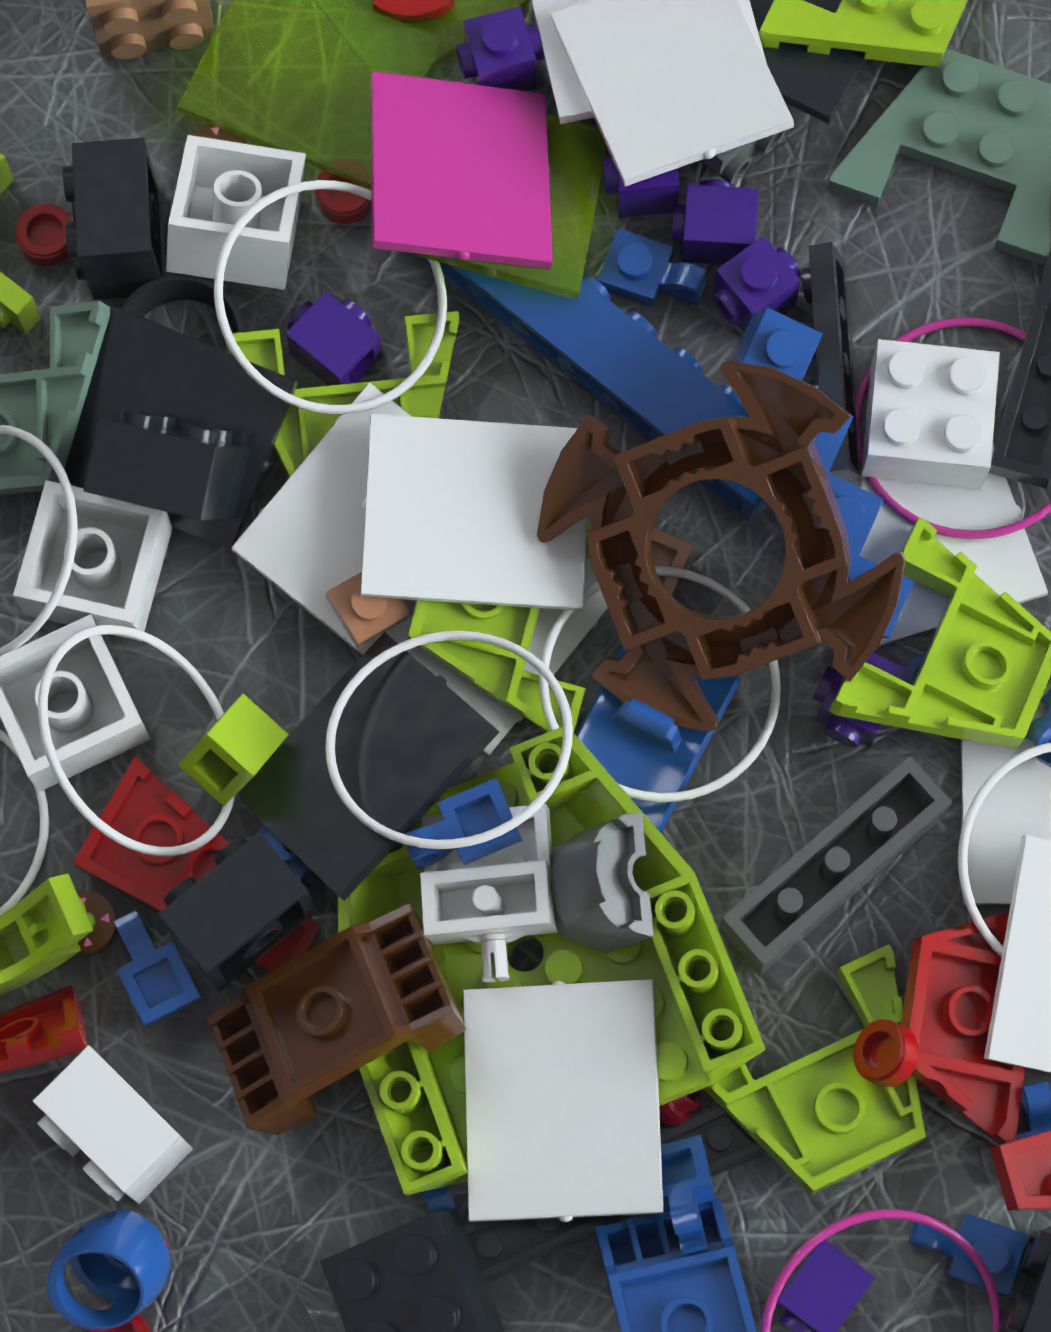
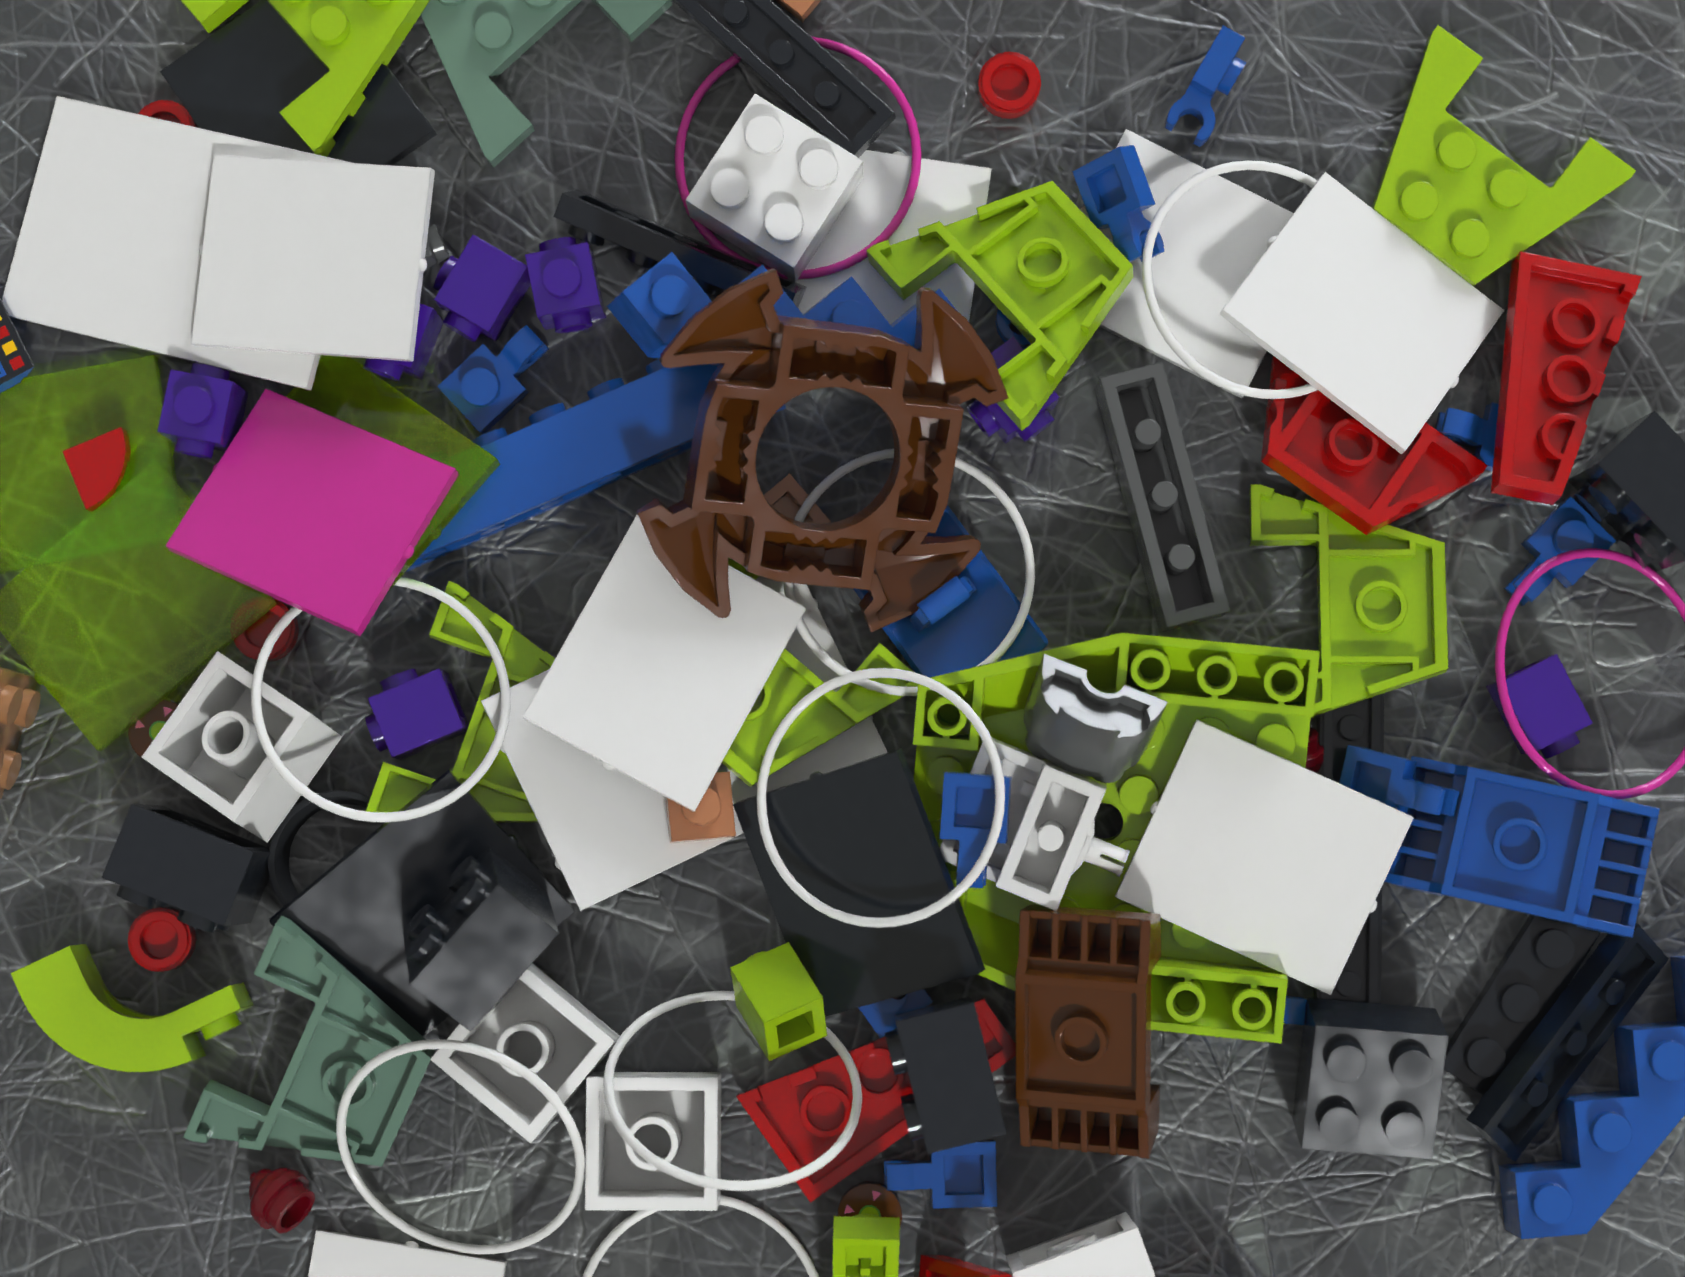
camera: 60 degrees left, 10 degrees up
(886, 1053) = (1358, 540): red tile -> none

